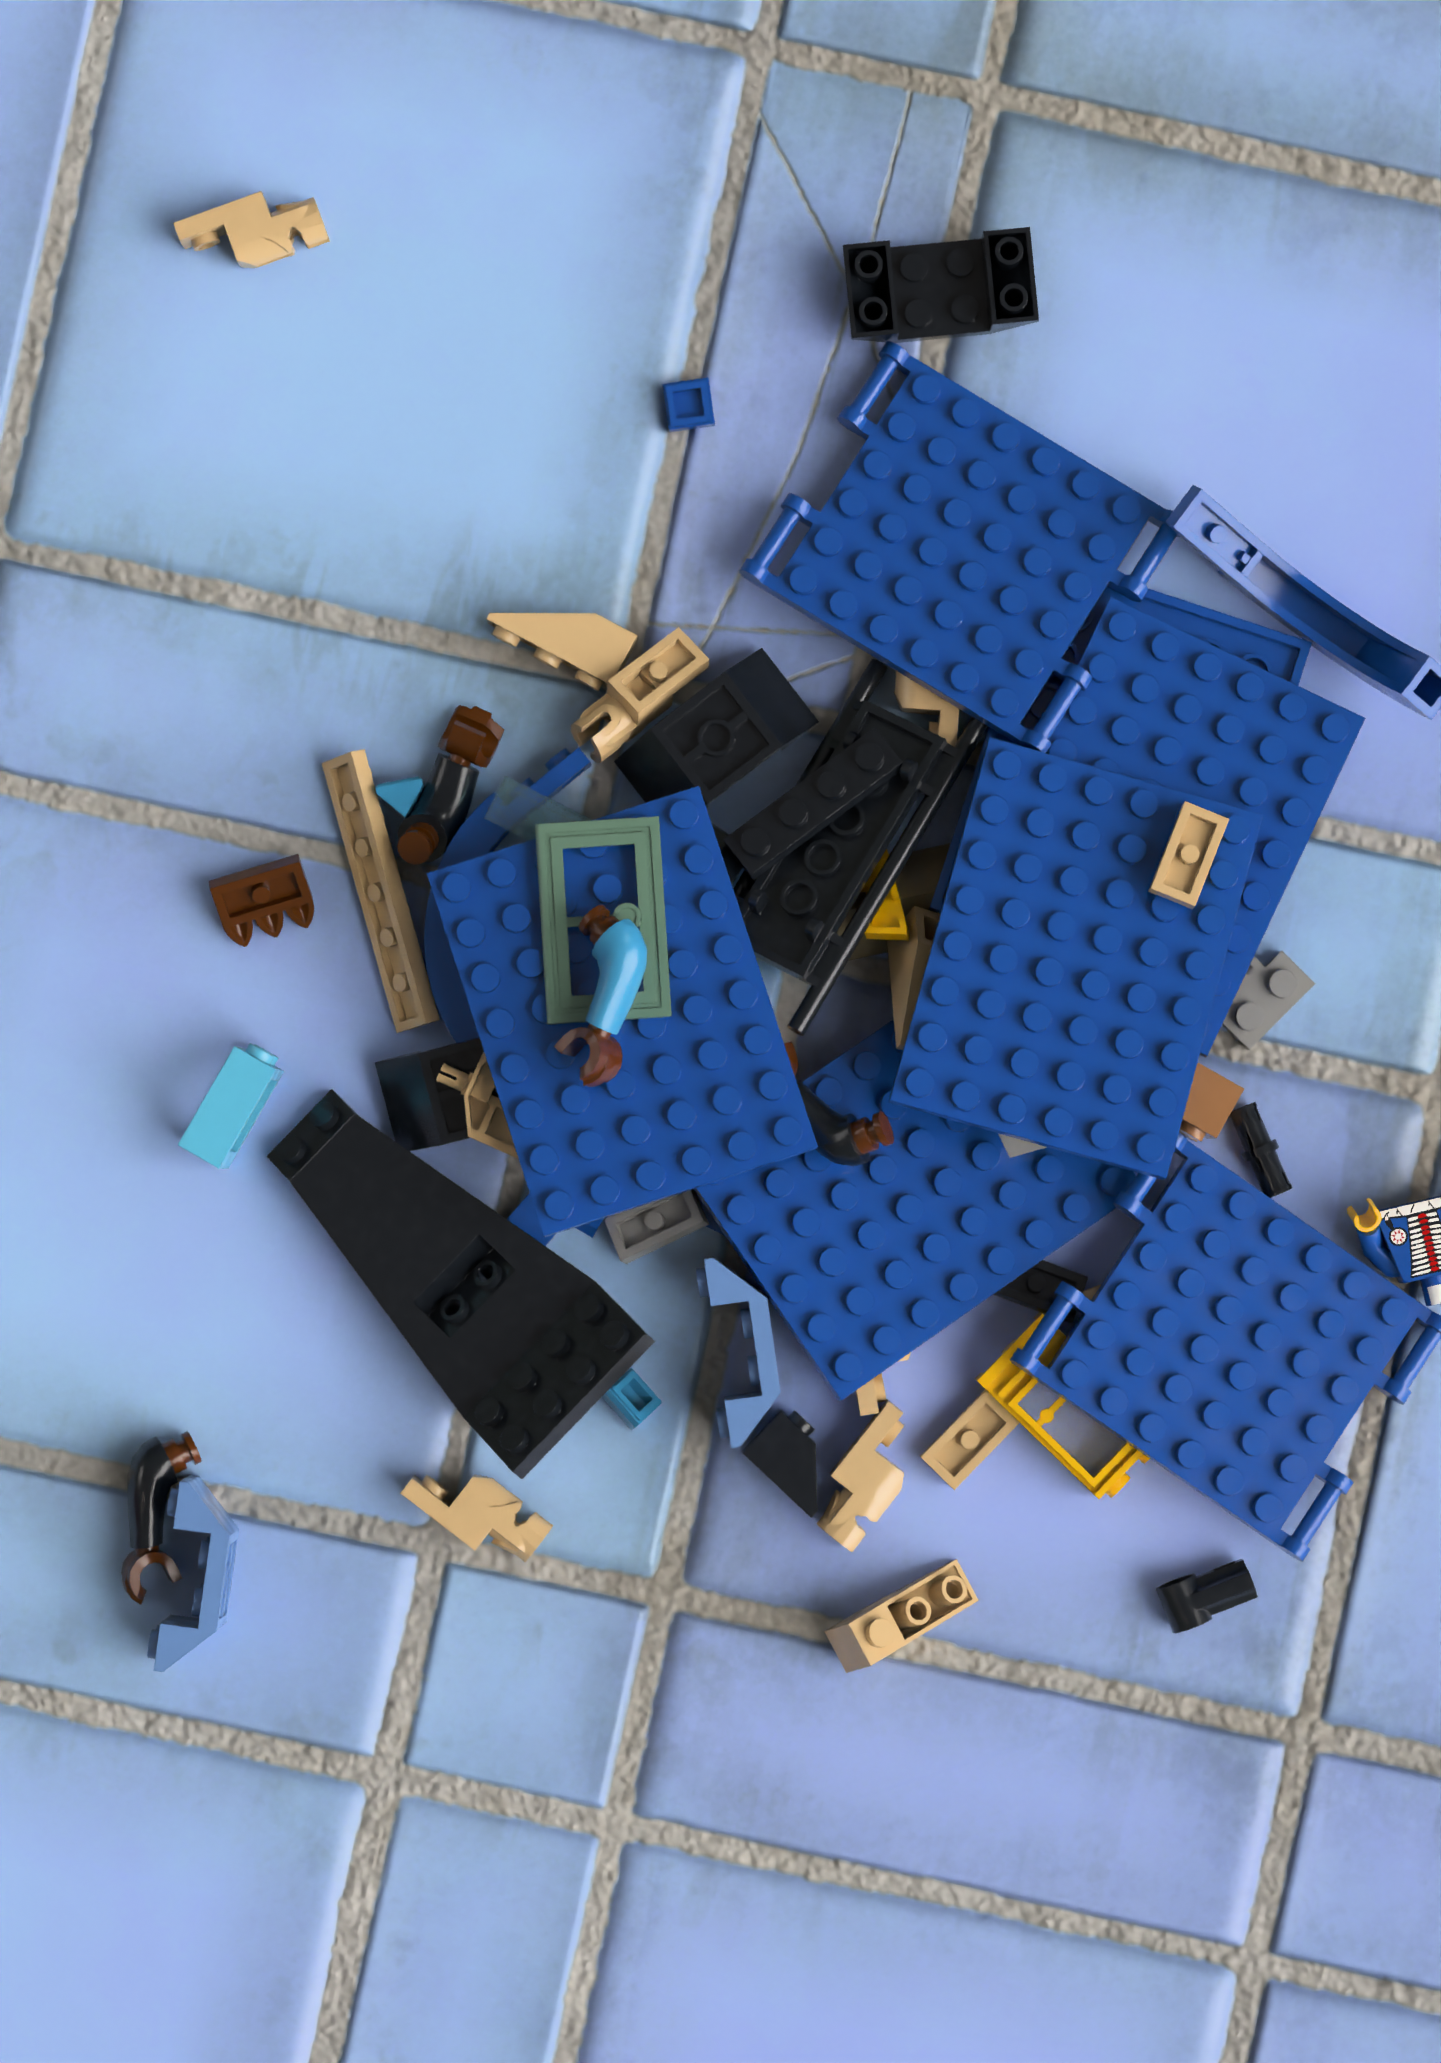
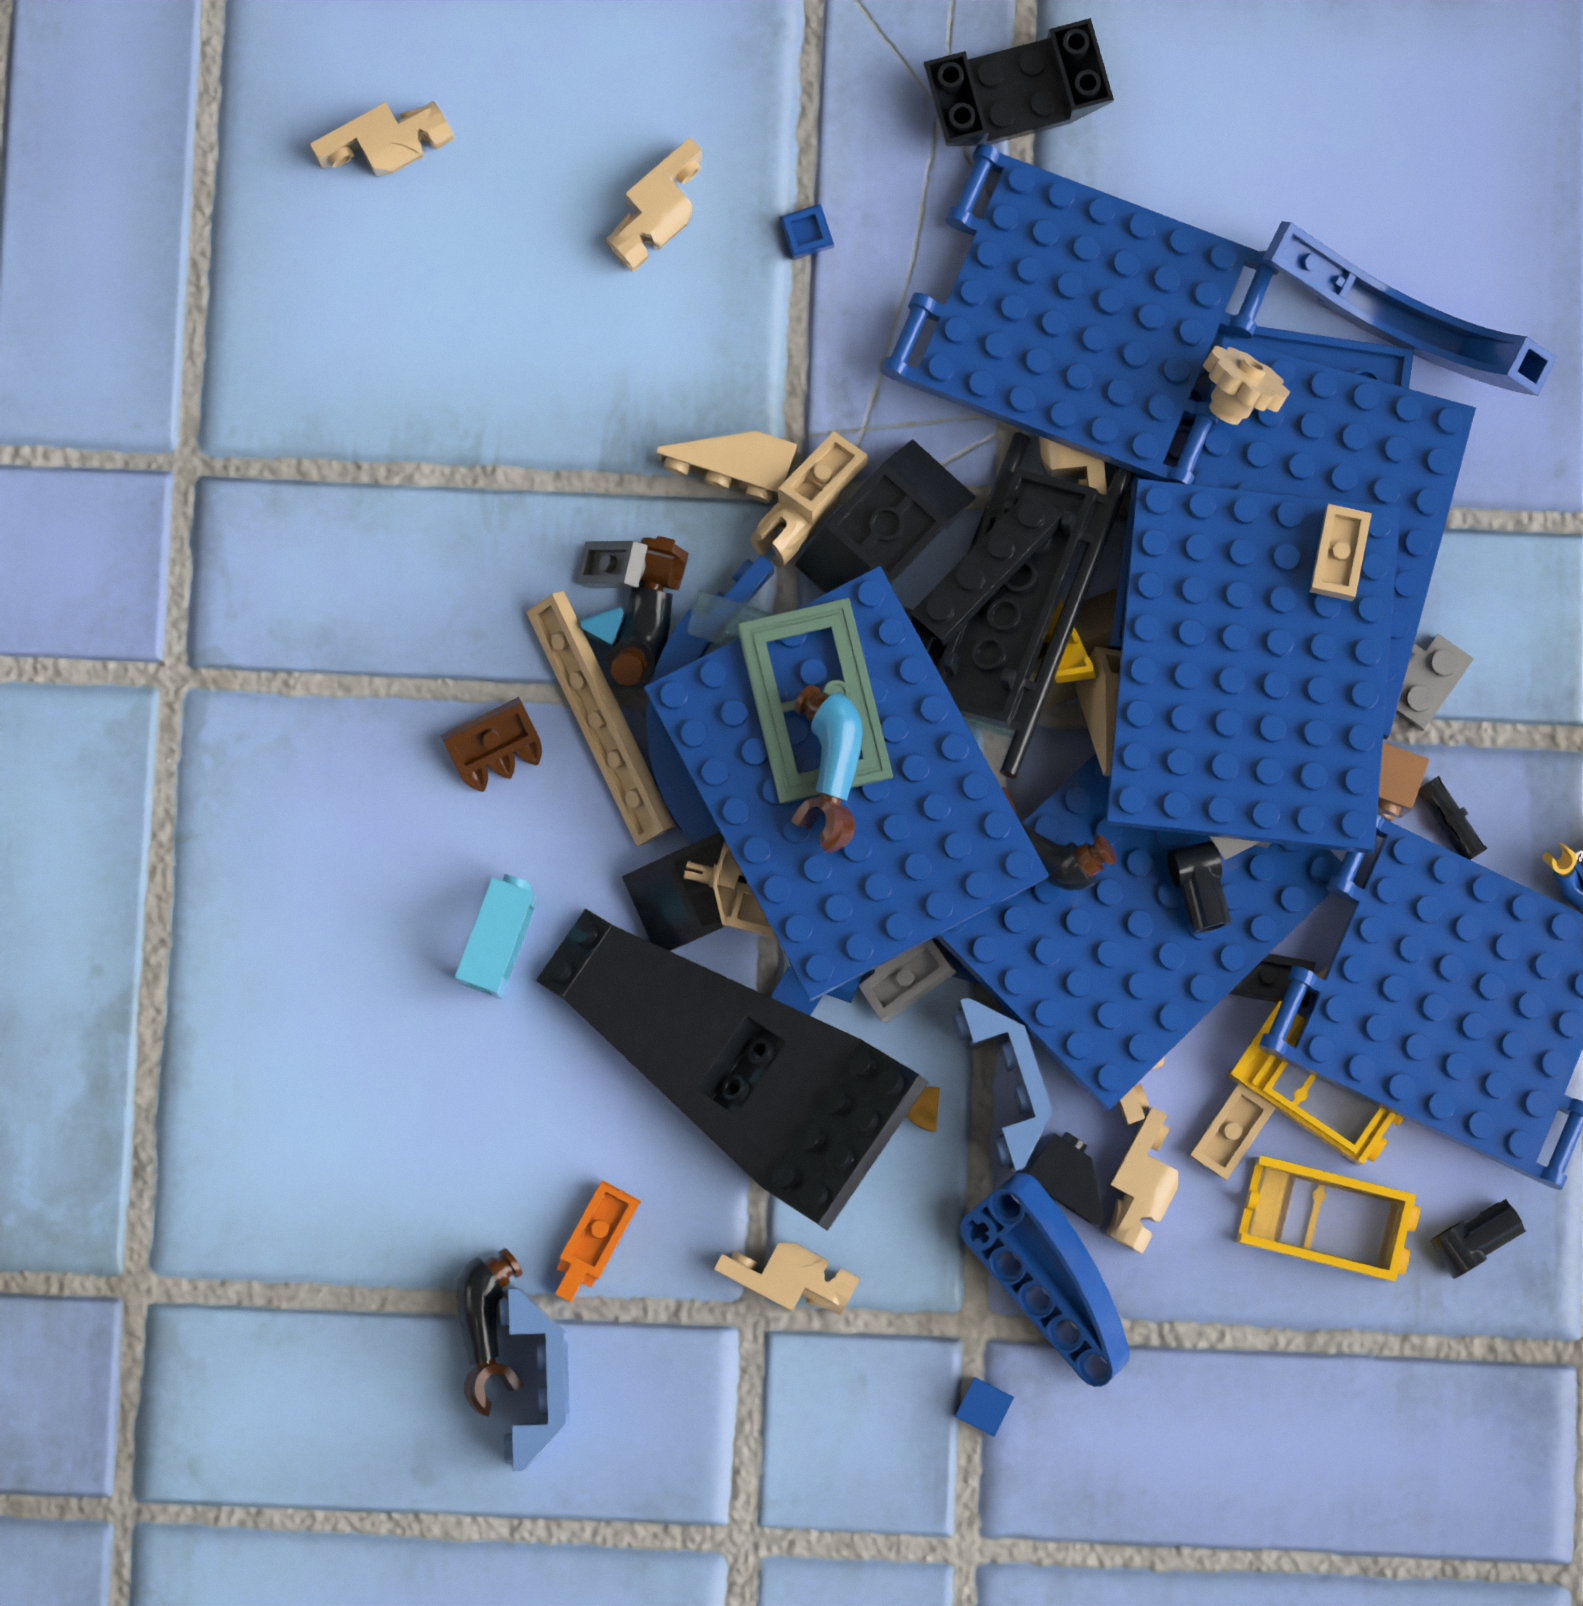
camera: 15 degrees left, 5 degrees down
(283, 1437) = (595, 1238): none -> orange hinge
(419, 730) = (612, 564): none -> dark grey plate
(534, 350) = (658, 207): none -> tan plate
(631, 1399) = (911, 1148): dark azure slope -> none
(652, 1362) = (925, 1109): none -> pearl gold tile
(659, 1681) = (984, 1406): none -> blue tile
(750, 1559) = (1060, 1264): none -> blue beam
(901, 1617) = (1198, 1307): tan slope -> none
(978, 1166) = (1198, 874): none -> black piece
(1052, 1549) = (1328, 1219): none -> clear door
(1118, 655) = (1242, 385): none -> tan plant

